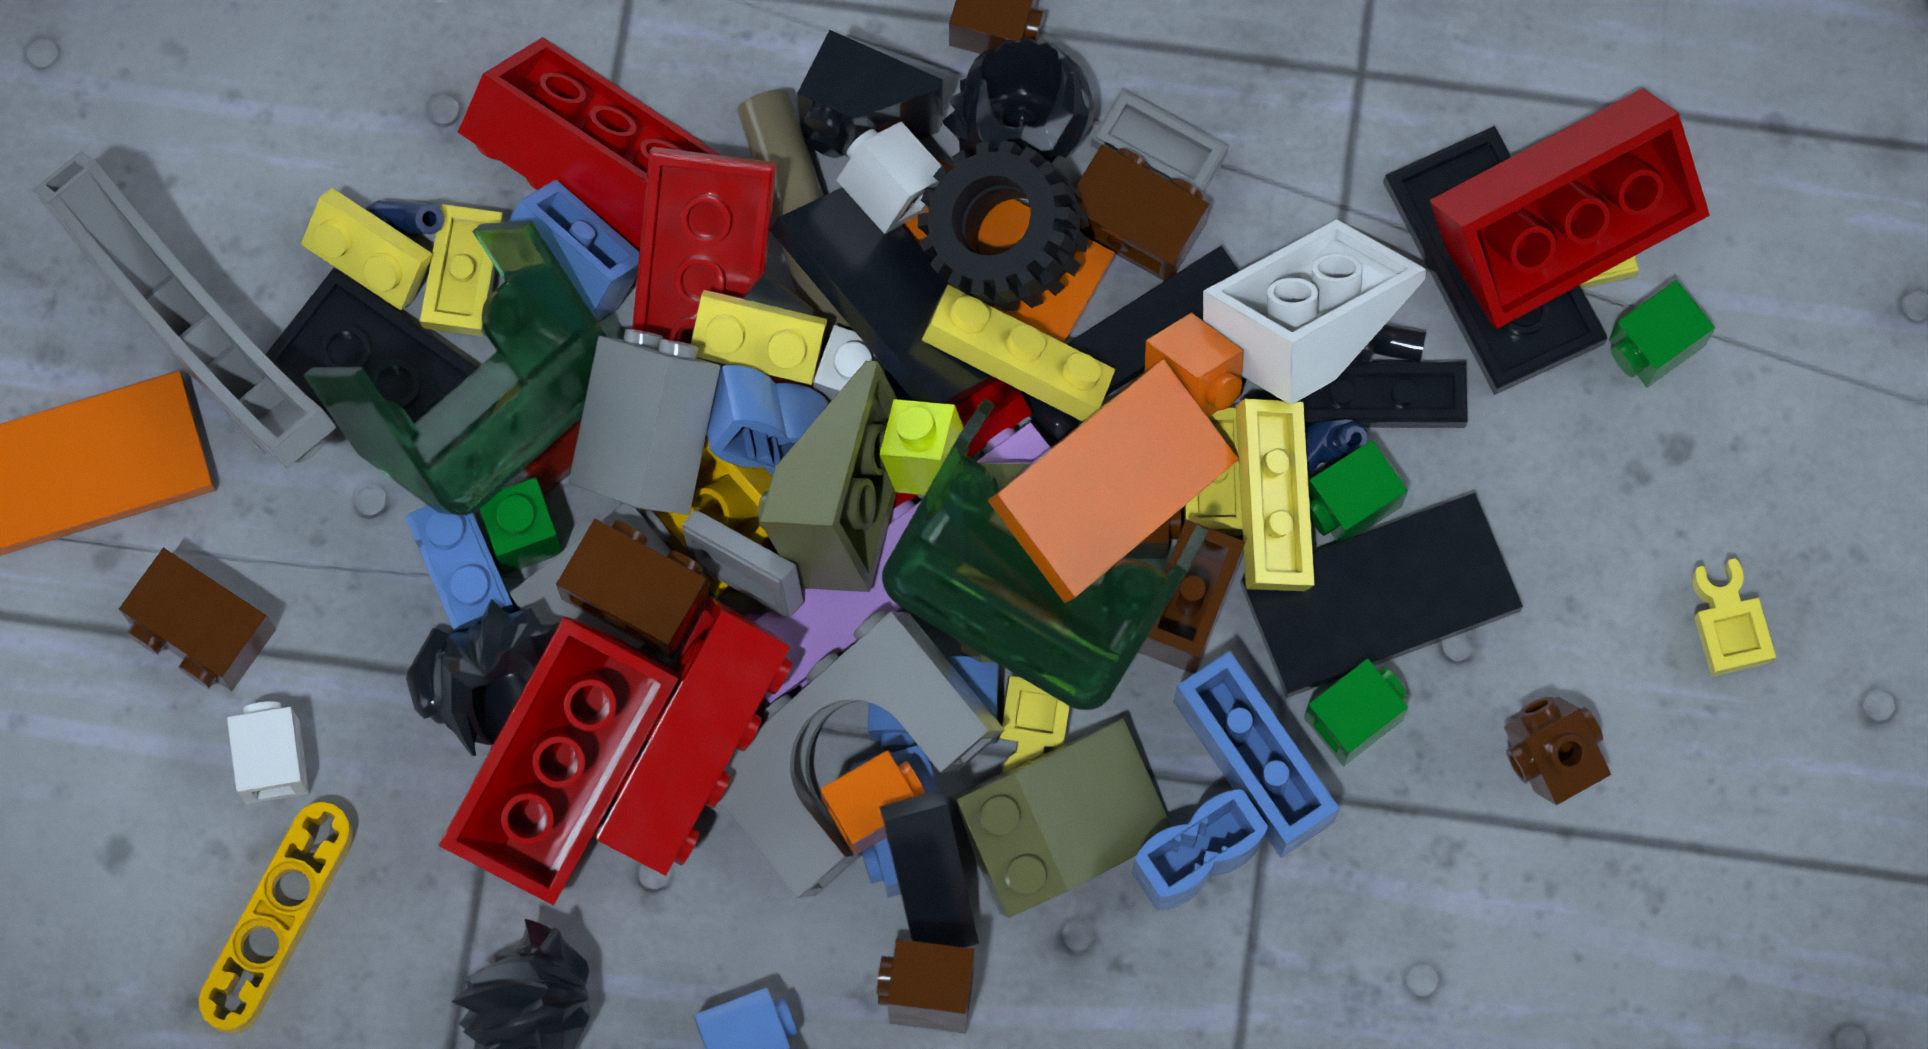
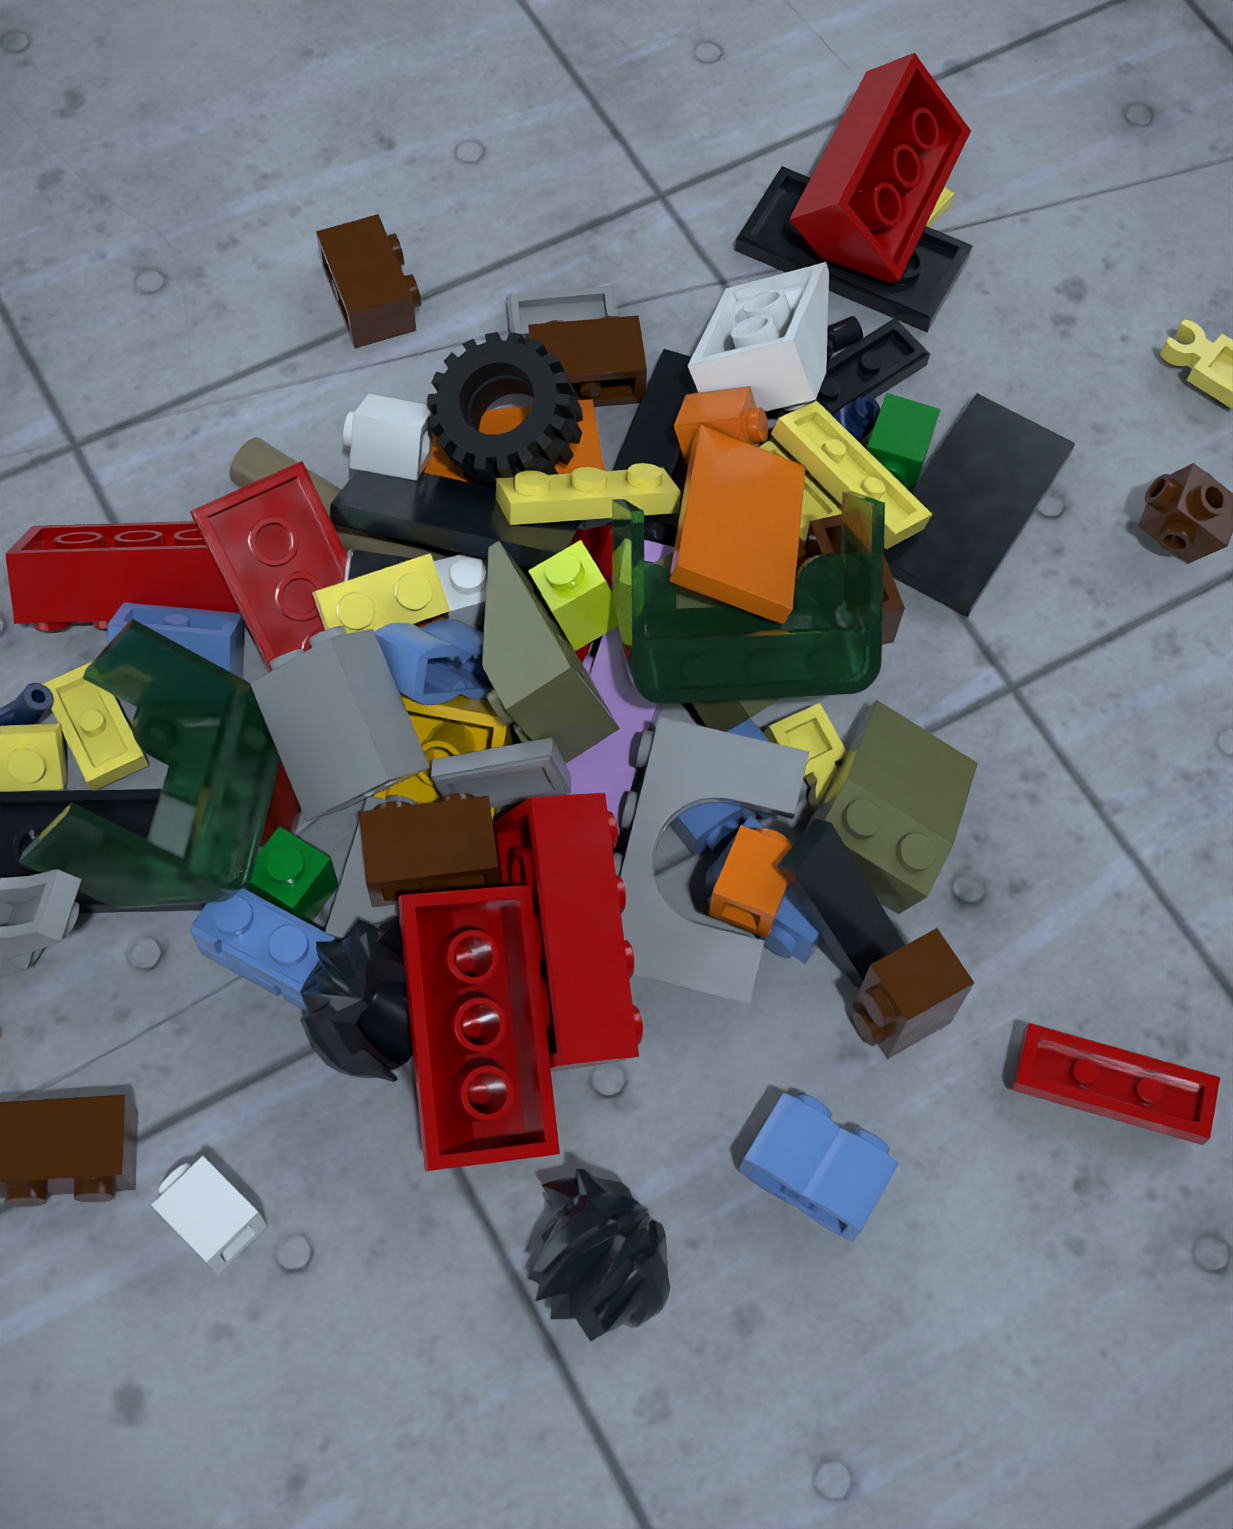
camera: 40 degrees left, 10 degrees down
(285, 921) = (312, 1351): yellow beam -> none
(420, 675) = (298, 1056): black arm -> none
(862, 90) = (318, 389): black slope -> none
(1023, 97) = (438, 322): black hair -> none
(1215, 842) = (1015, 751): medium blue brick -> none
(1255, 753) = (995, 657): medium blue brick -> none
(1357, 710) = (1031, 585): green brick -> none
(1660, 334) = (1007, 218): green brick -> none

